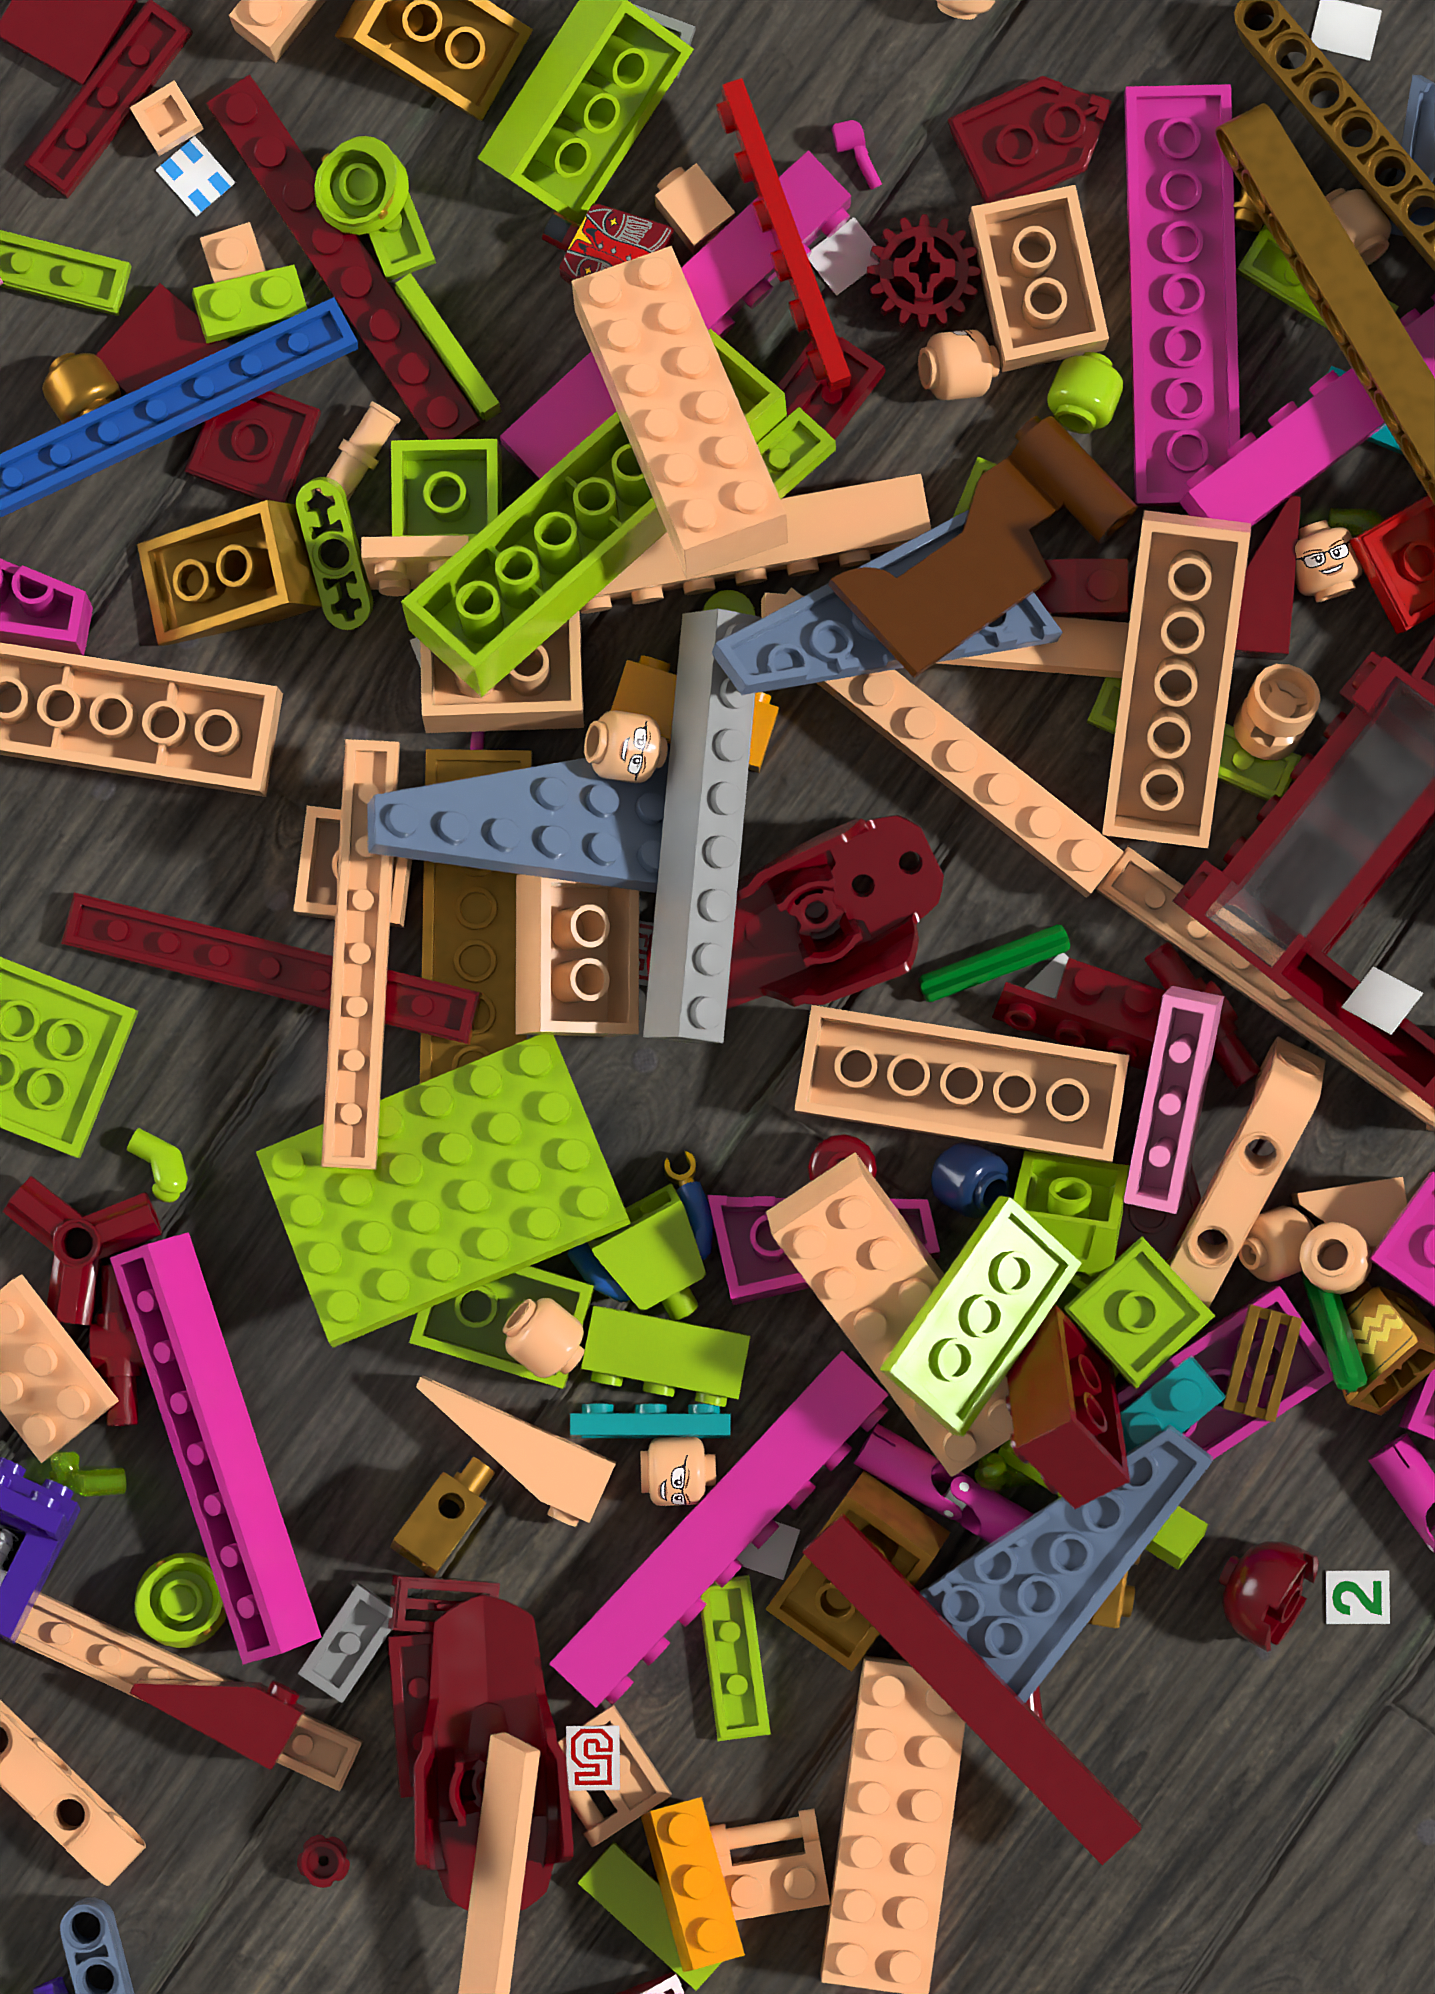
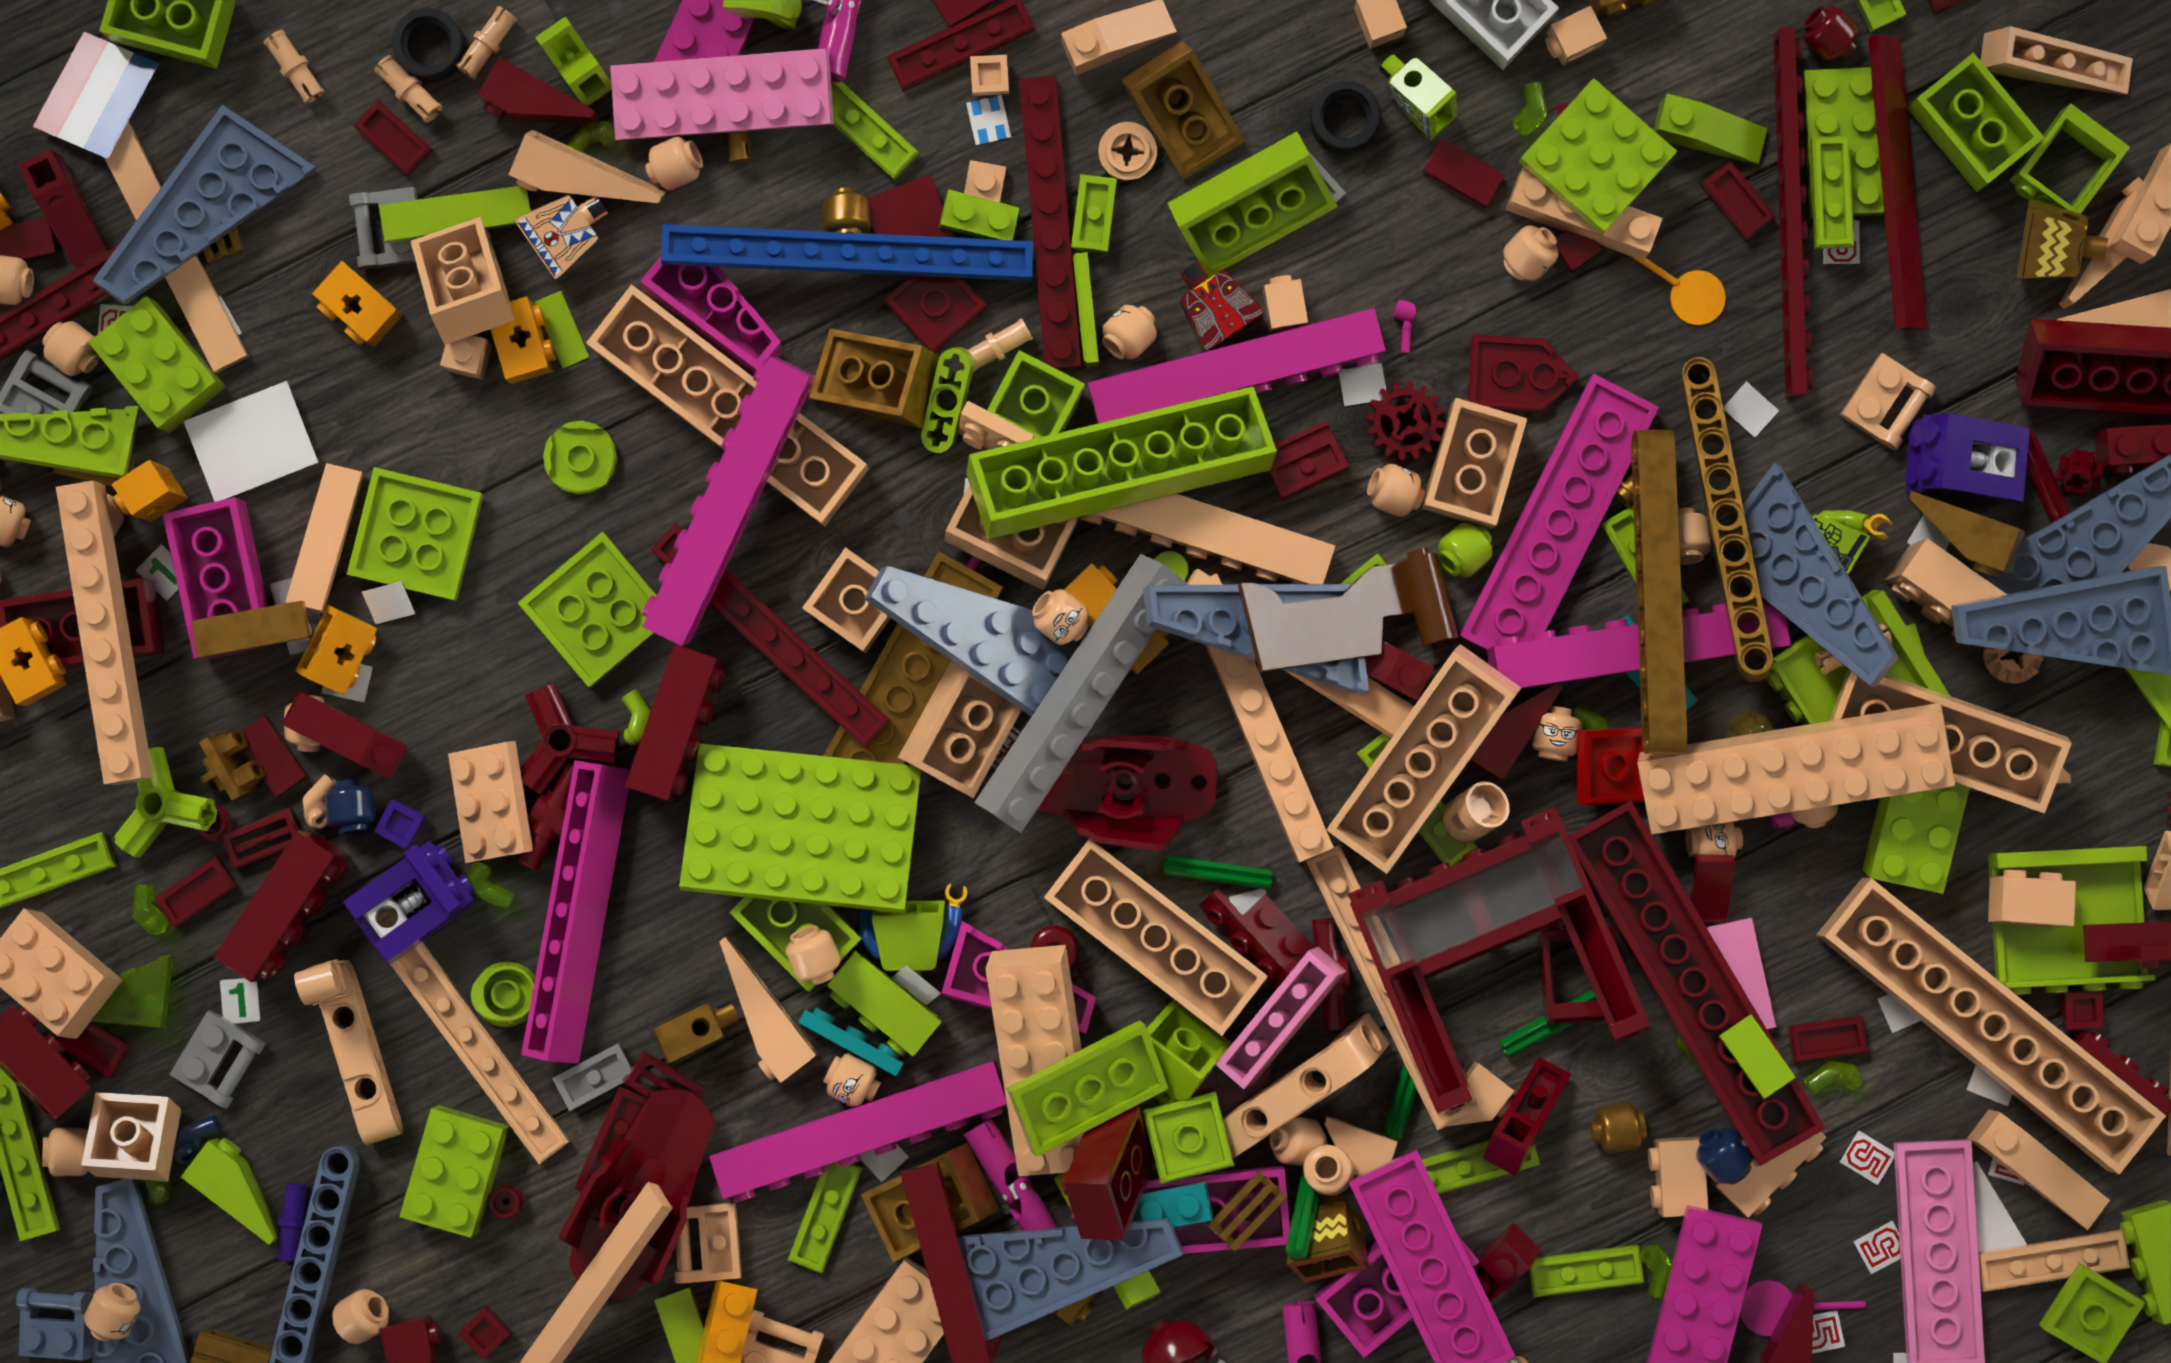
camera: 30 degrees right, 0 degrees up
(127, 825) = (728, 501): none -> dark pink brick
(213, 1142) = (676, 723): none -> dark red brick
(237, 1714) = (502, 1084): dark red slope -> none
(238, 1857) = (454, 1171): none -> lime brick
(359, 964) = (823, 663): light nougat tile -> none
(361, 186) = (1086, 182): lime piece -> none
(403, 100) = (1141, 141): none -> light nougat gear
(517, 346) = (1129, 332): none -> light nougat head
(593, 1757) = (704, 1228): white sticker -> none
(679, 412) = (1204, 429): light nougat brick -> none
(693, 1307) = (916, 985): none -> white sticker
(775, 215) = (1326, 369): red plate -> none
(794, 450) = (1251, 491): lime plate -> none
(969, 1179) = (1129, 998): dark blue head -> none
(996, 1475) = (1046, 1189): clear neon green arm -> none
(1380, 1130) = (1400, 1106): none -> green axle
(1382, 1000) = (1442, 1027): white sticker -> none

